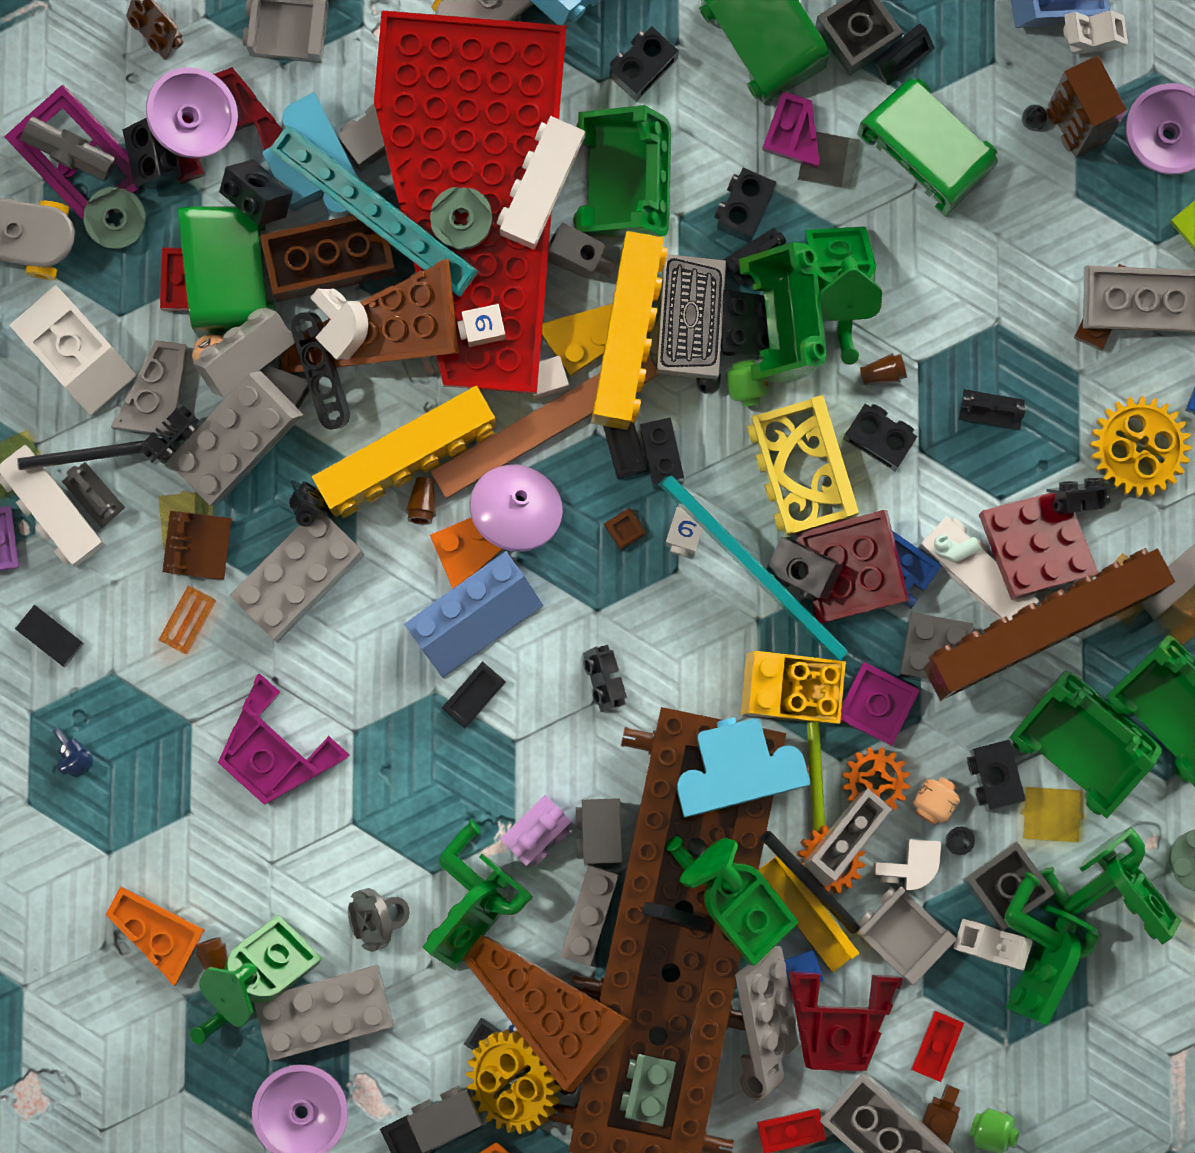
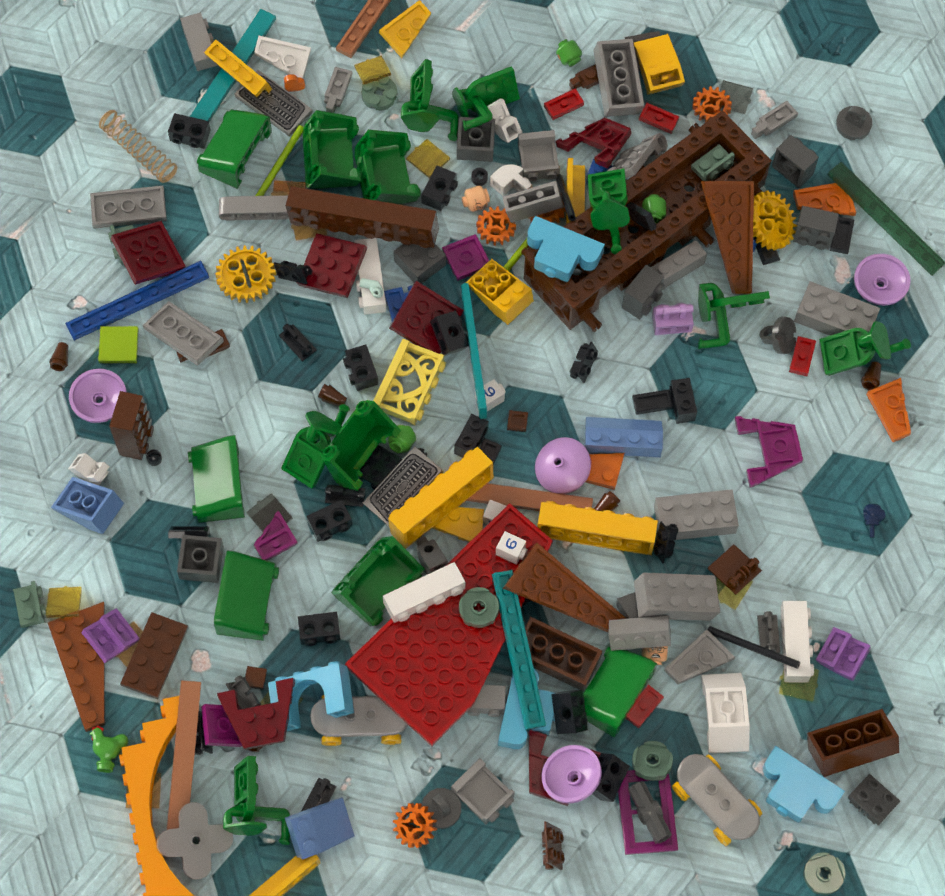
camera: 145 degrees left, 15 degrees down
(49, 636) = (842, 583): black tile -> none
(163, 451) = (713, 618): black hinge -> none
(210, 602) = (751, 545): clear orange tile -> none
(315, 372) = (605, 596): black beam -> none
(327, 916) = (802, 356): none -> red plate
(347, 324) = (578, 603): white brick -> none
(433, 722) = (683, 400): none -> black brick
(672, 949) = (656, 206): none -> bright green head

